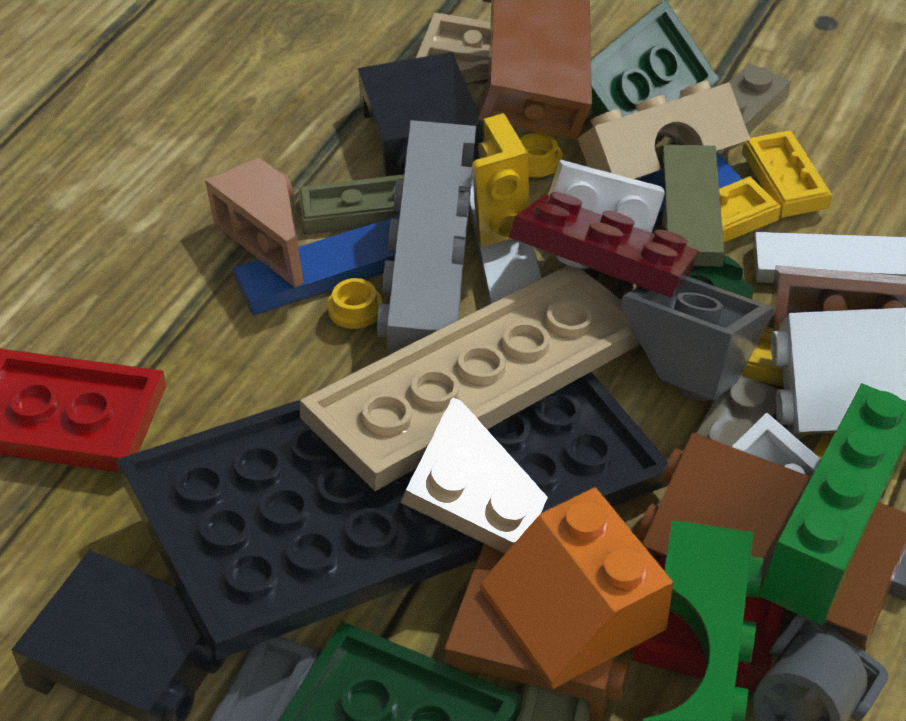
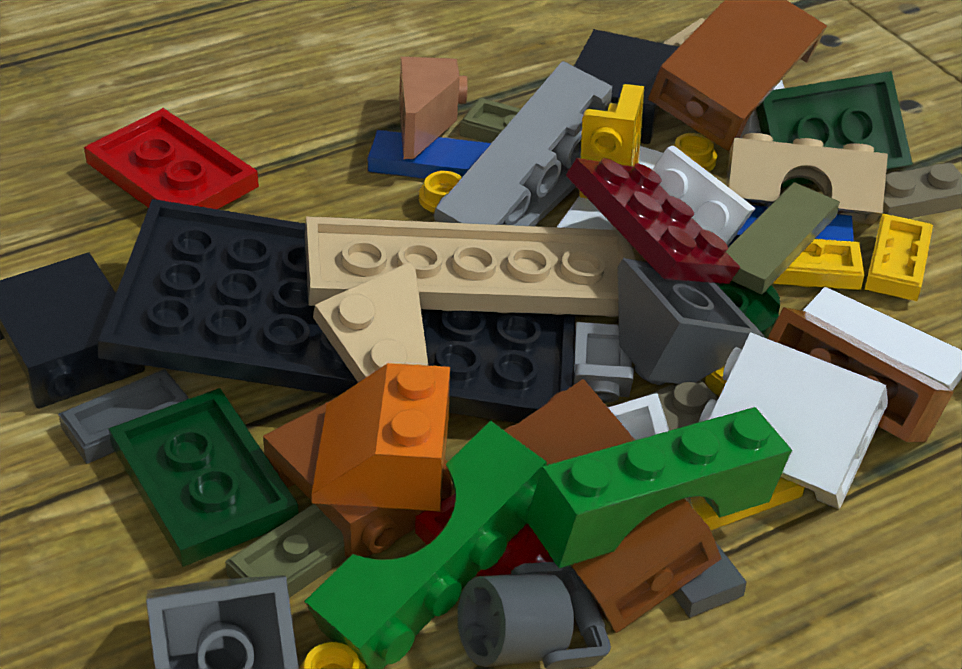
camera: 30 degrees right, 5 degrees down
(650, 401) = (602, 361): none -> light grey bracket

